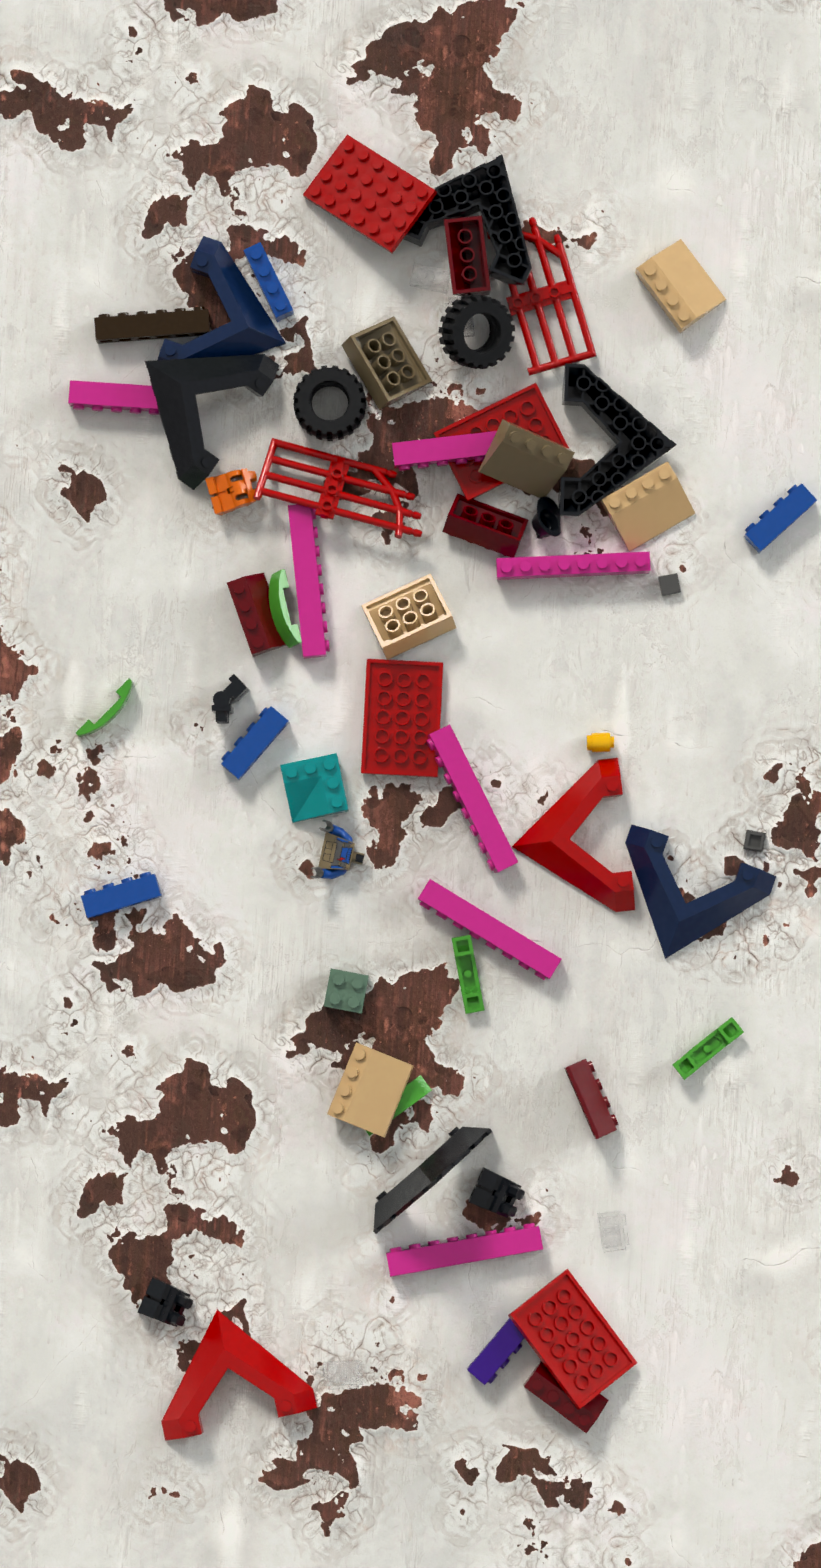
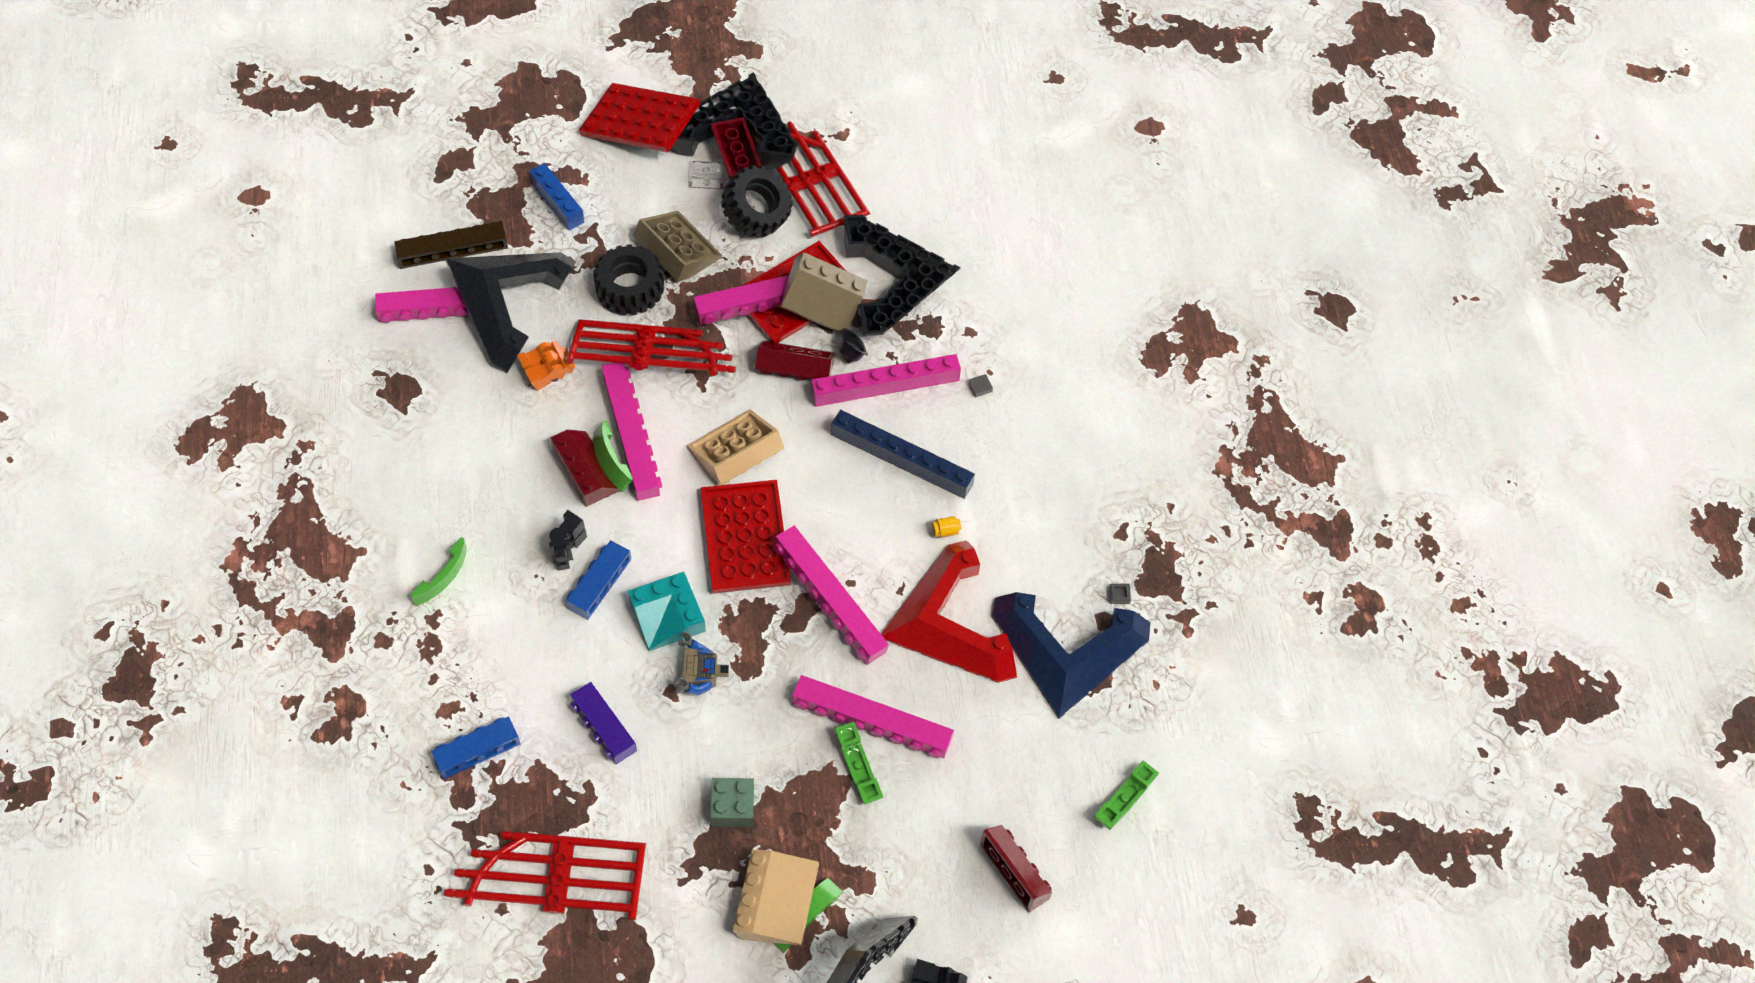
camera: 20 degrees left, 25 degrees down
(182, 1029) = (559, 873): none -> red piece
(240, 892) = (603, 723): none -> dark purple brick
(249, 325) = (537, 230): dark blue wedge -> none
(572, 654) = (902, 454): none -> dark blue brick
(648, 506) = (944, 322): tan slope -> none
(680, 285) = (931, 155): tan slope -> none
(780, 517) = (1069, 316): blue brick -> none

